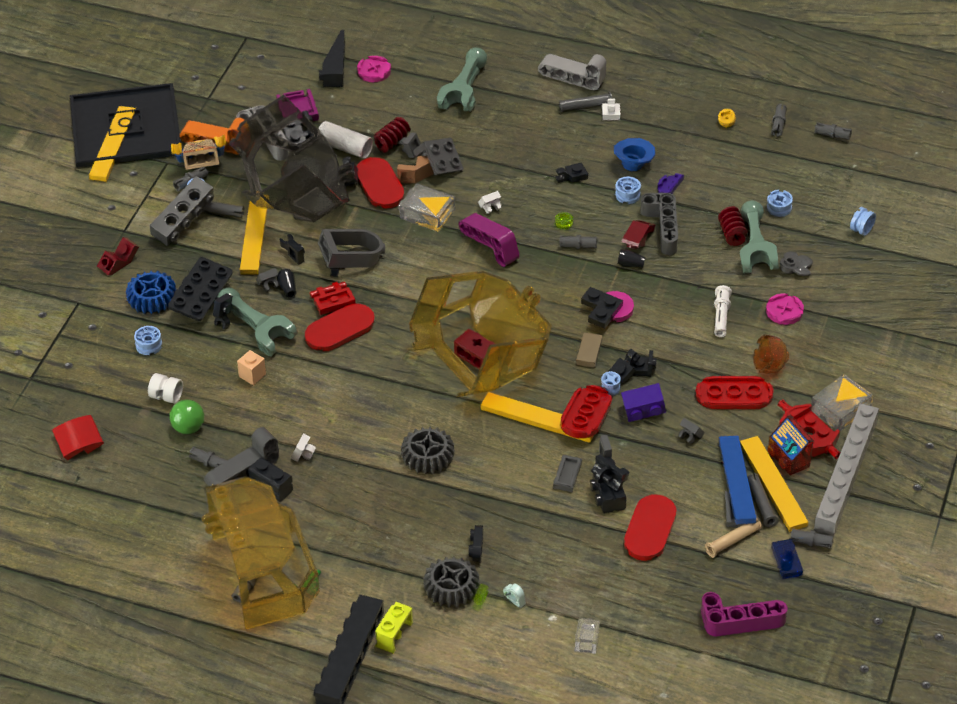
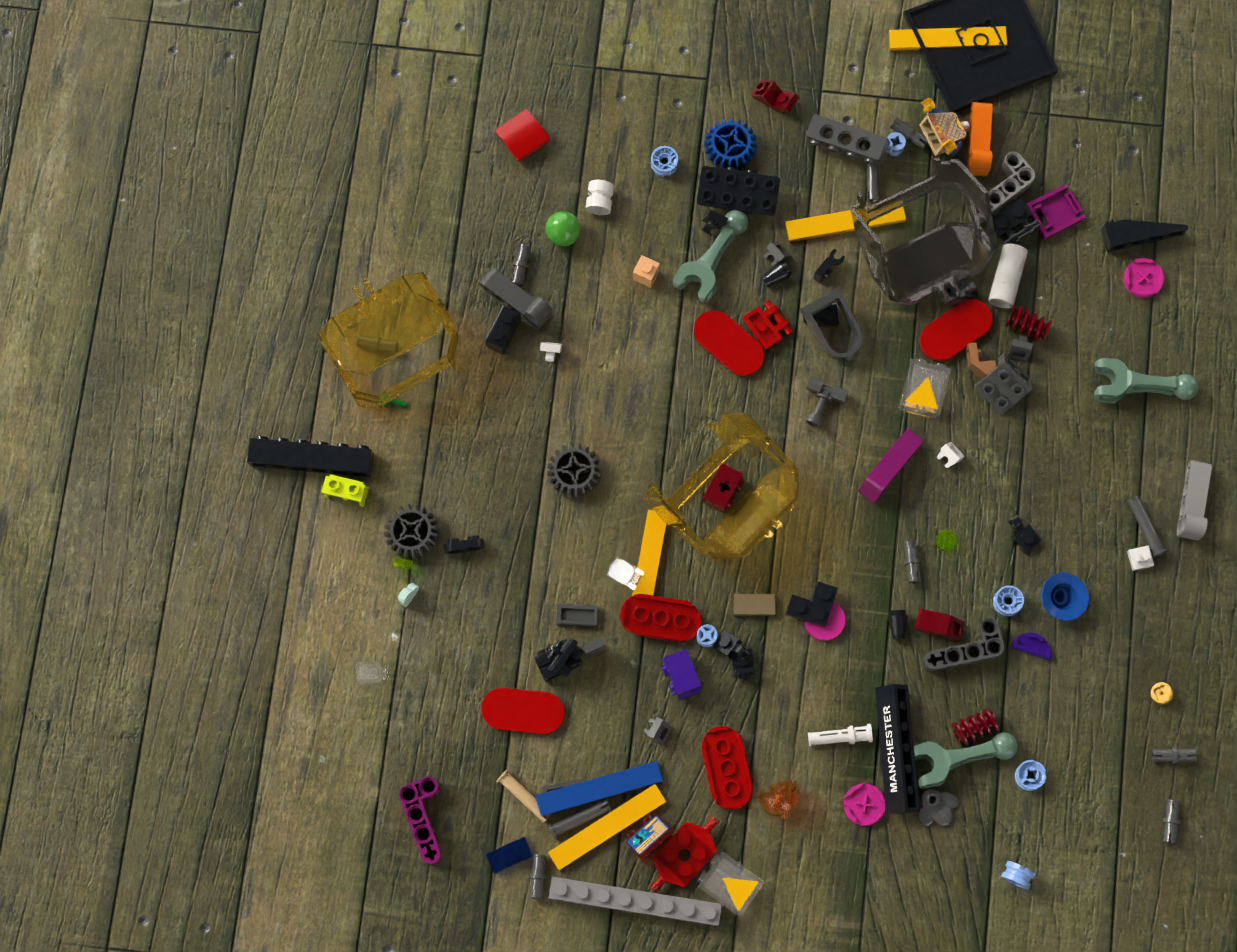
camera: 80 degrees right, 30 degrees up
(410, 270) = (824, 394): none -> dark grey bar
(538, 426) = (625, 573): none -> clear brick
(742, 273) = (897, 749): none -> black brick

